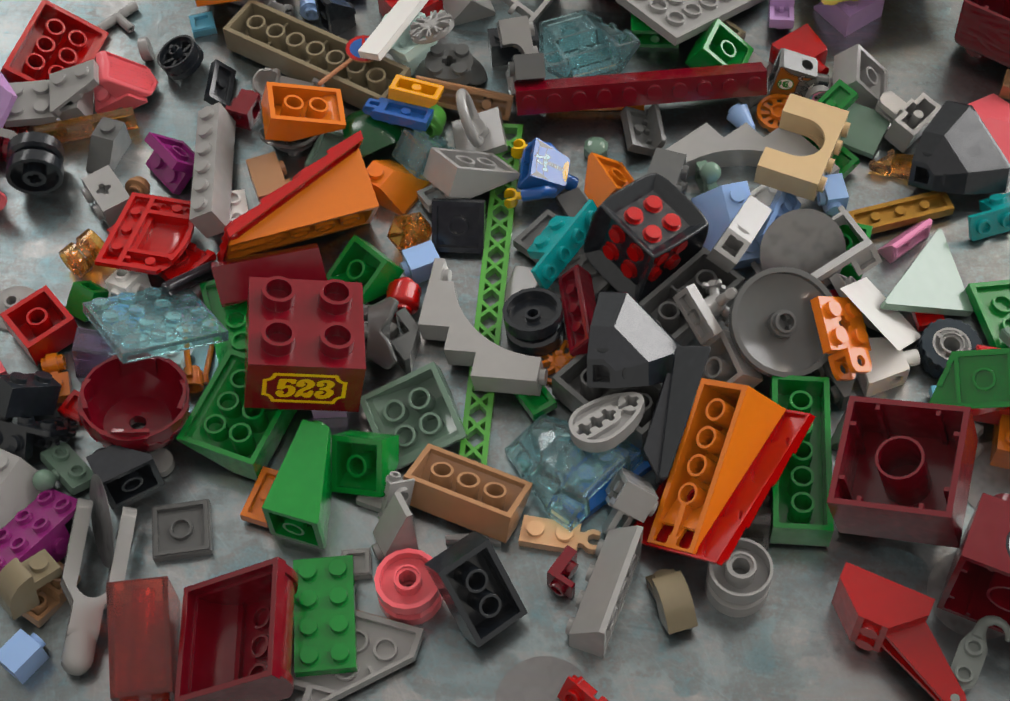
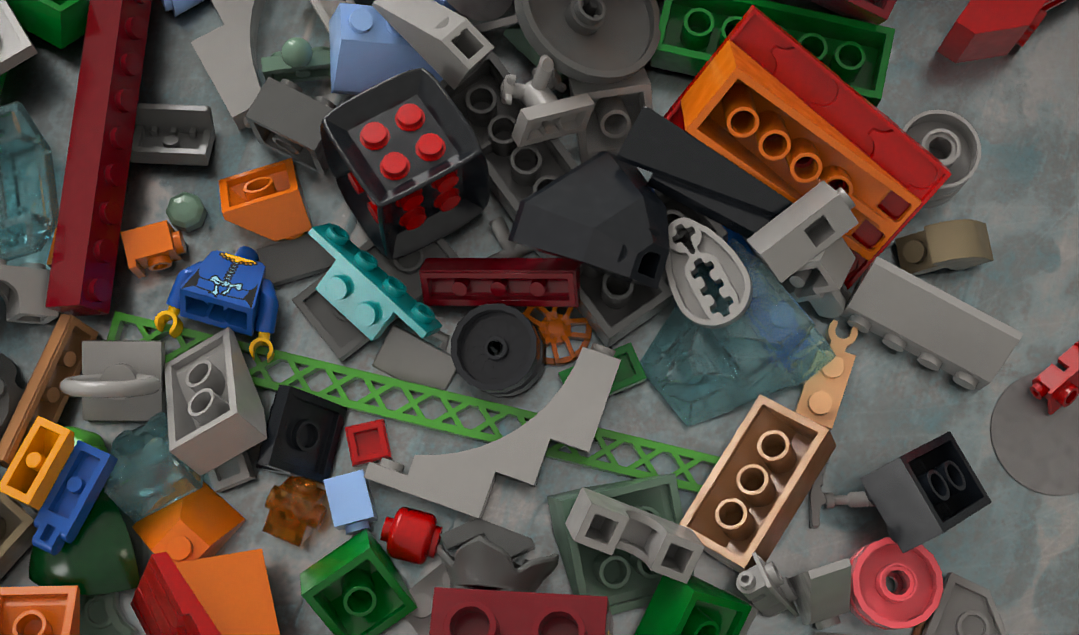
camera: 85 degrees left, 20 degrees up
(421, 383) = (611, 524): none -> light grey arch
(463, 270) = (368, 442): none -> red tile
(527, 67) = (31, 279): dark grey brick -> none
(562, 571) = (883, 377): dark red bracket -> none
(566, 133) = (152, 247): none -> orange brick
(650, 472) = (804, 230): none -> light grey brick

